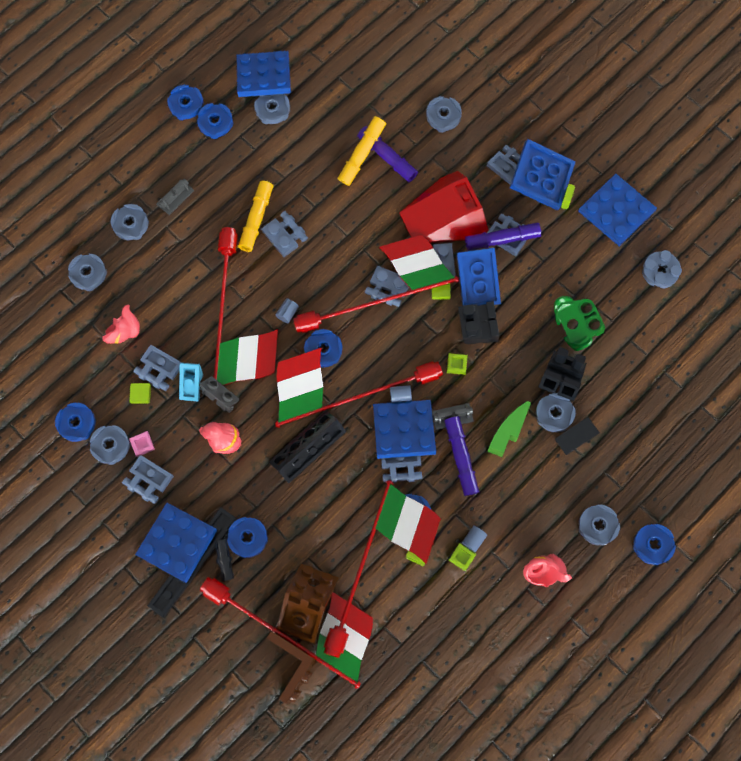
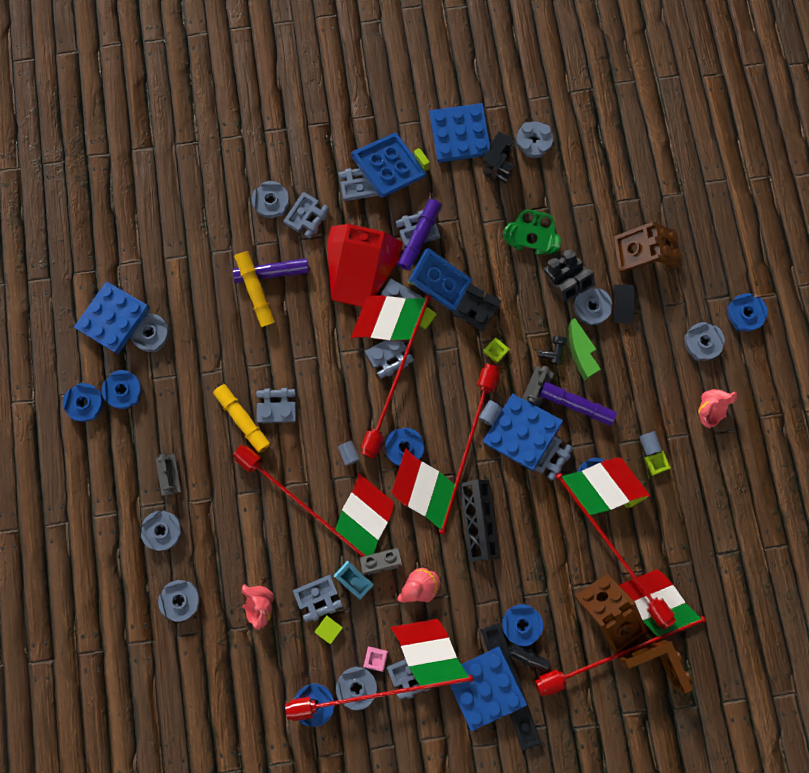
camera: 55 degrees left, 5 degrees up
(168, 481) = (427, 655): none -> flag
(451, 142) = (302, 211): none -> sand blue plate
(488, 412) = (555, 356): none -> black piece
(618, 247) = (496, 159): none -> black hips
(643, 421) = (653, 244): none -> reddish brown bracket

